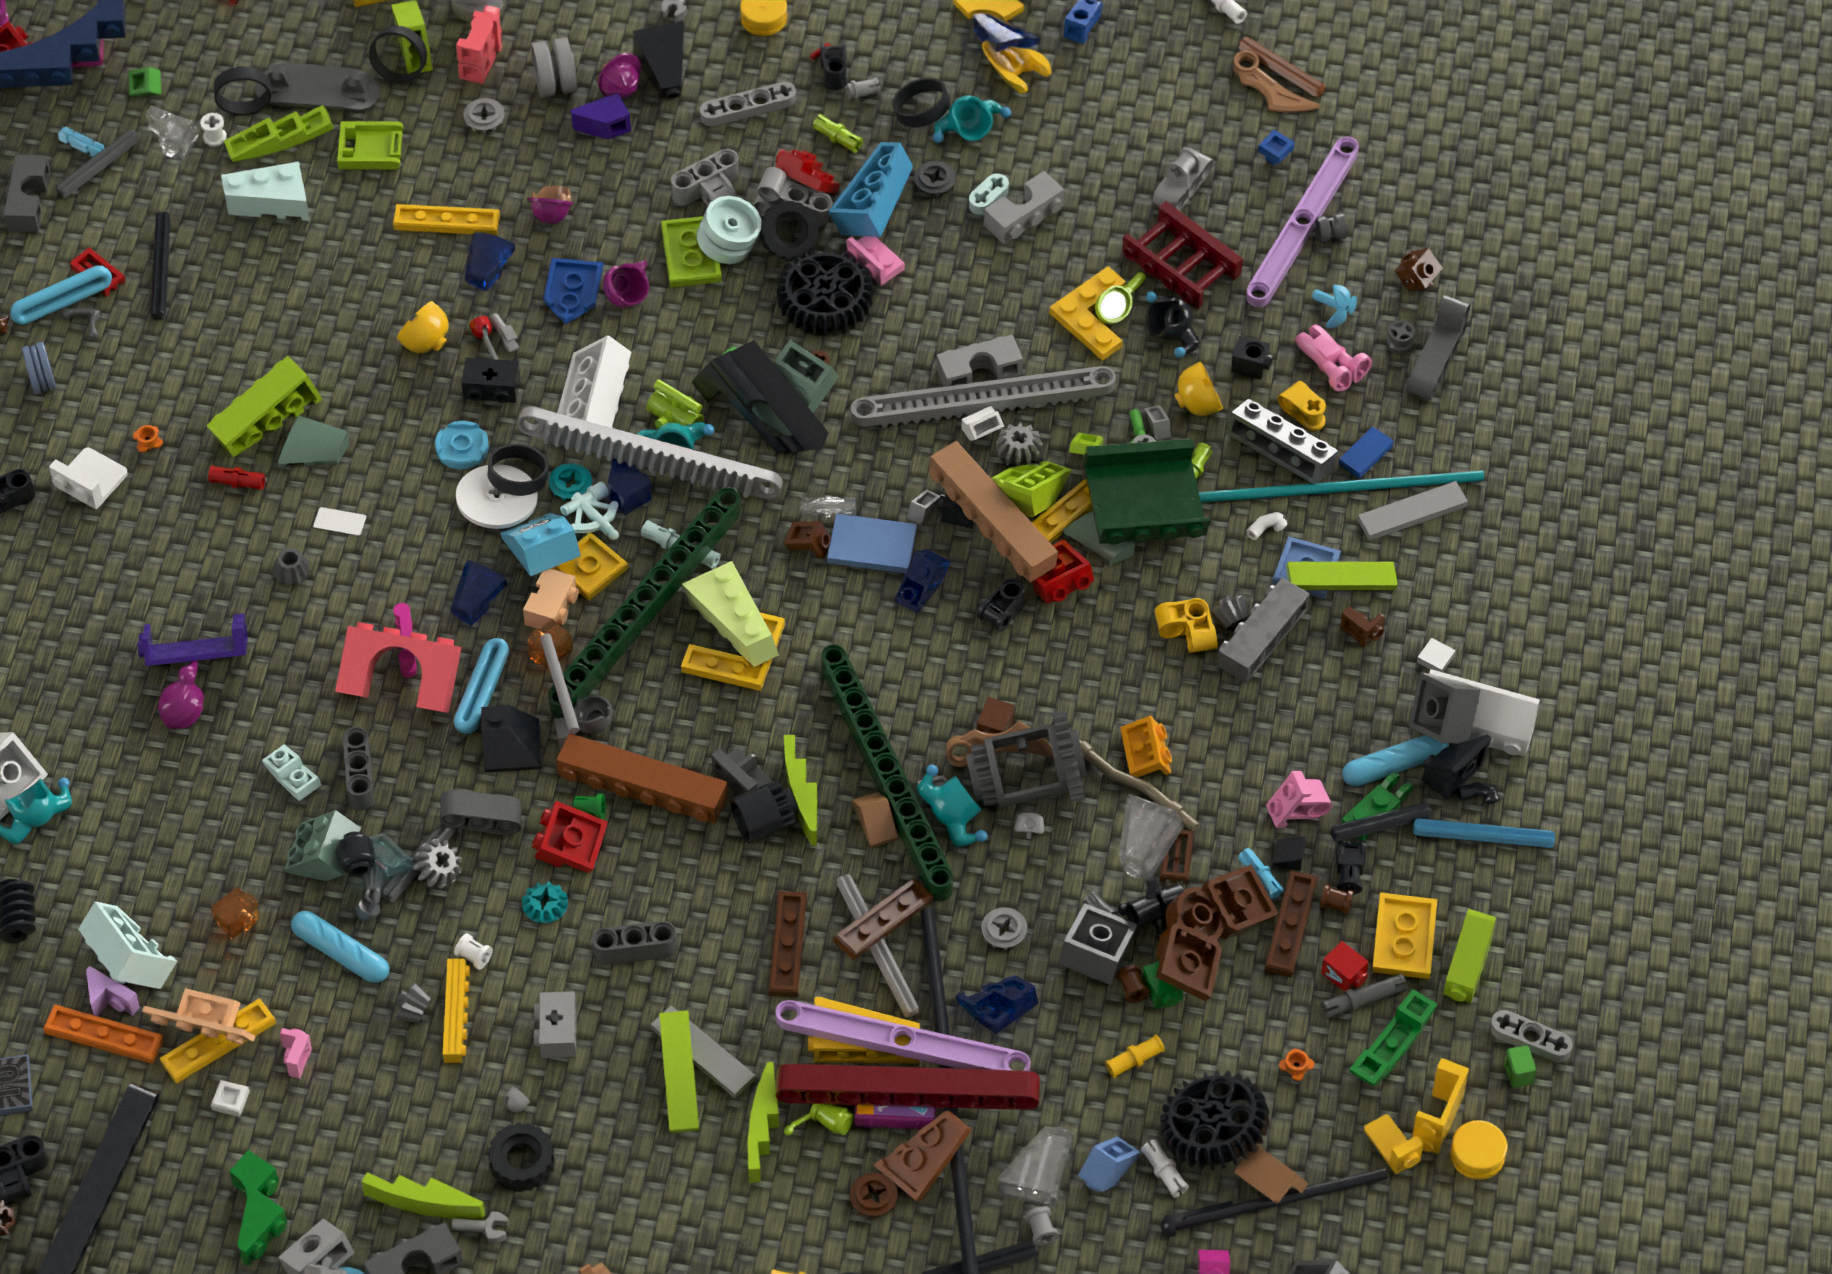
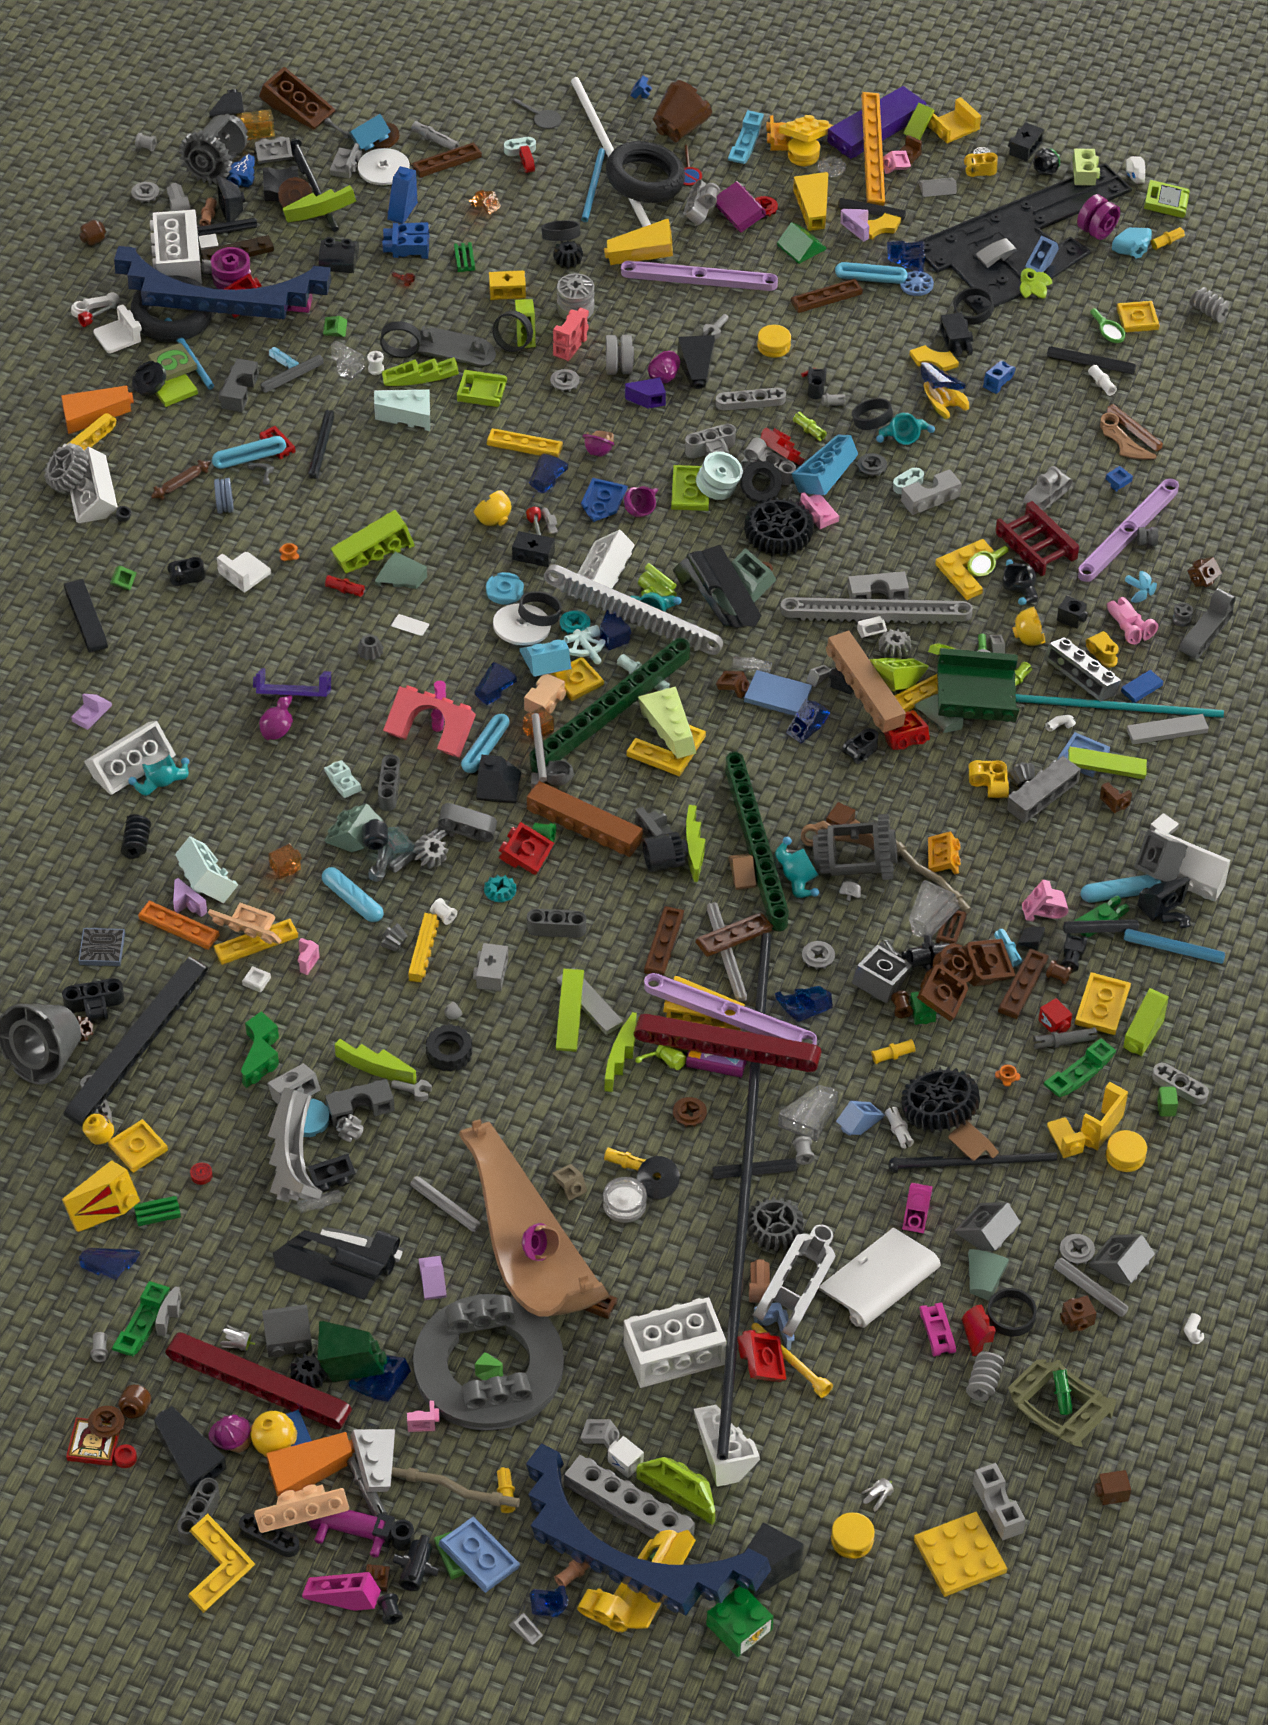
camera: 10 degrees right, 5 degrees down
(923, 1158) = (727, 1093): dark orange wing -> none

